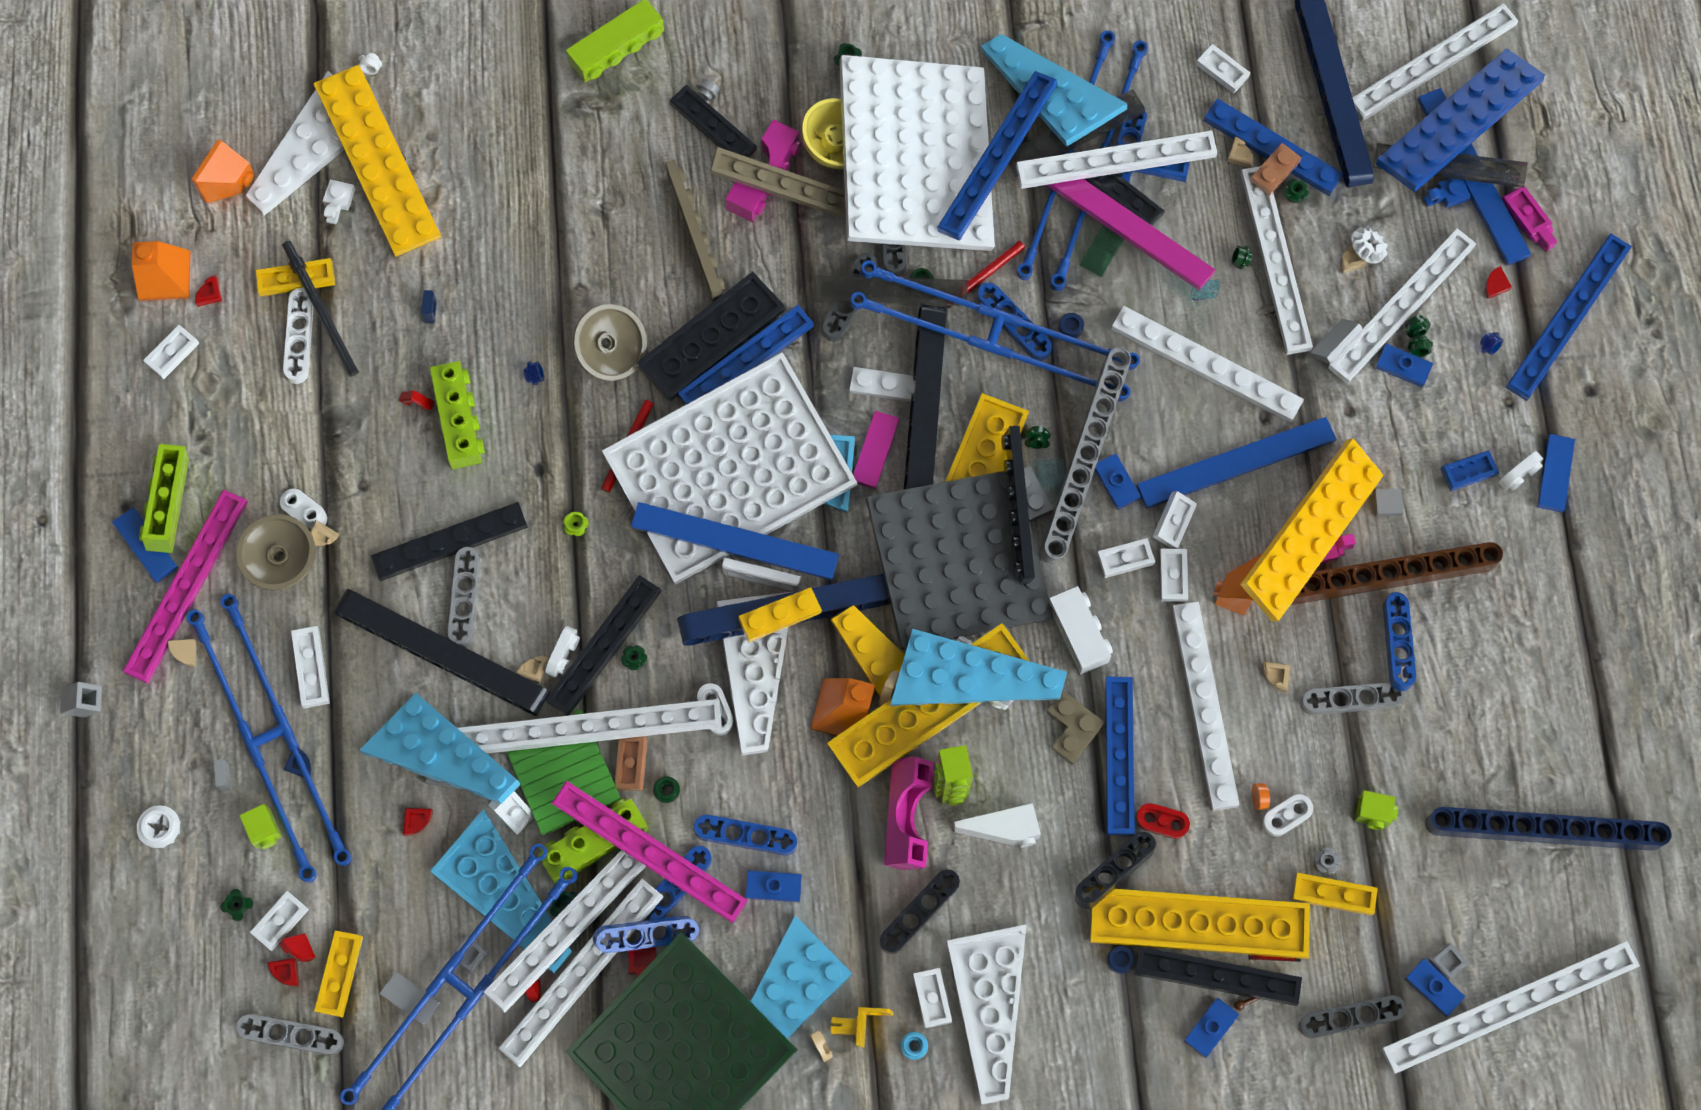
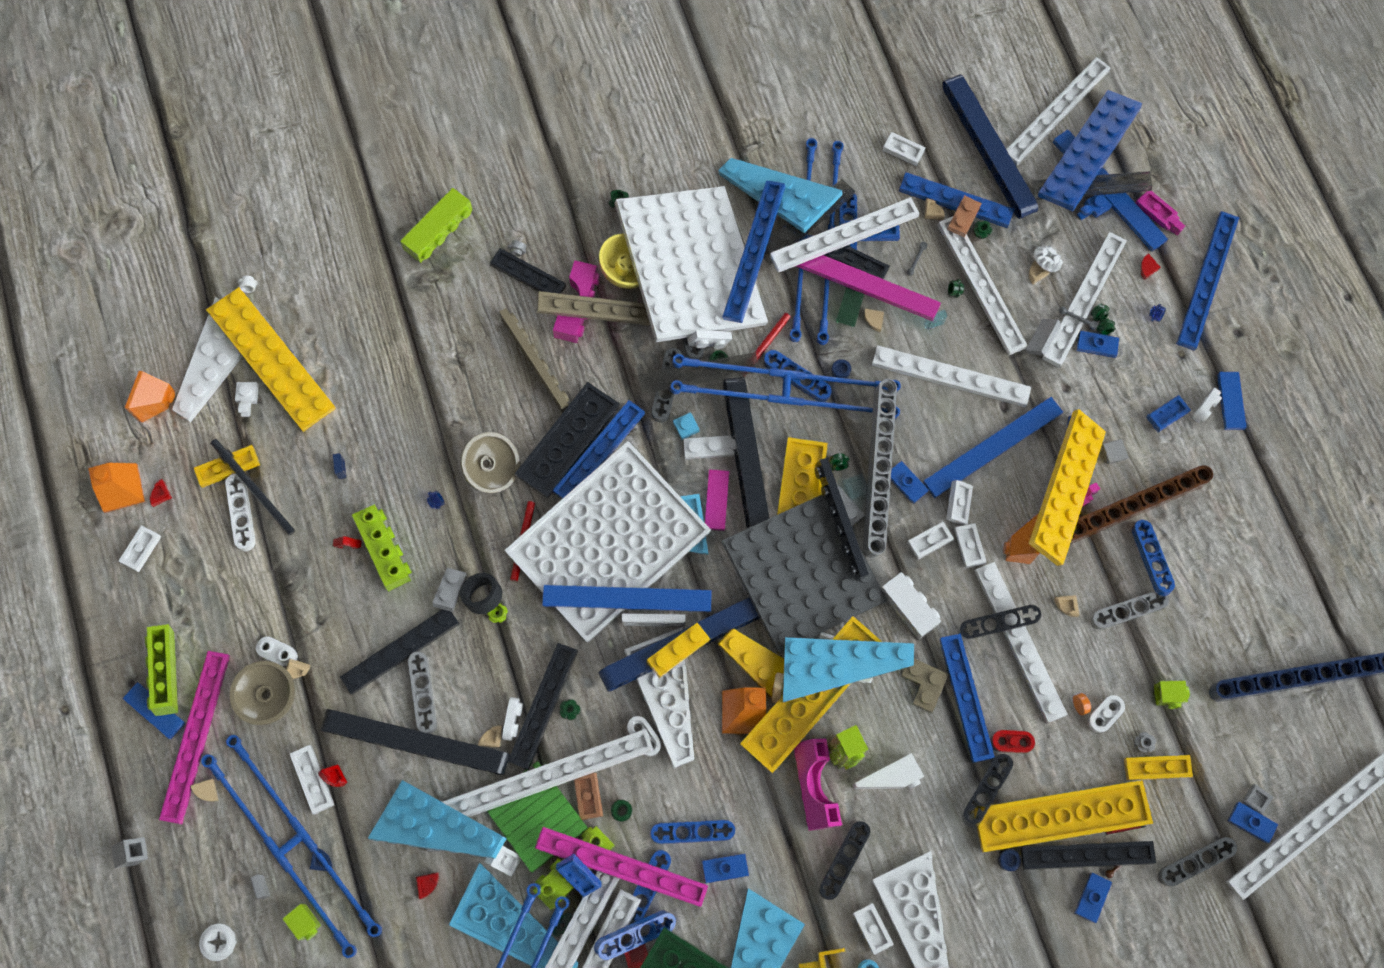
camera: 15 degrees left, 0 degrees up
(336, 669) = (333, 776): none -> red tile
(525, 483) = (449, 589): none -> light grey plate
(567, 508) = (472, 584): none -> black tyre
(595, 847) = (578, 875): none -> blue plate
(860, 352) = (686, 426): none -> medium azure plate
(915, 251) = (714, 339): none -> white plate
(1129, 272) = (874, 319): none -> tan tile
(1185, 678) = (1000, 620): none -> black beam
(1215, 196) = (923, 246): none -> dark grey hinge
(1402, 339) = (1093, 324): none -> dark grey hinge

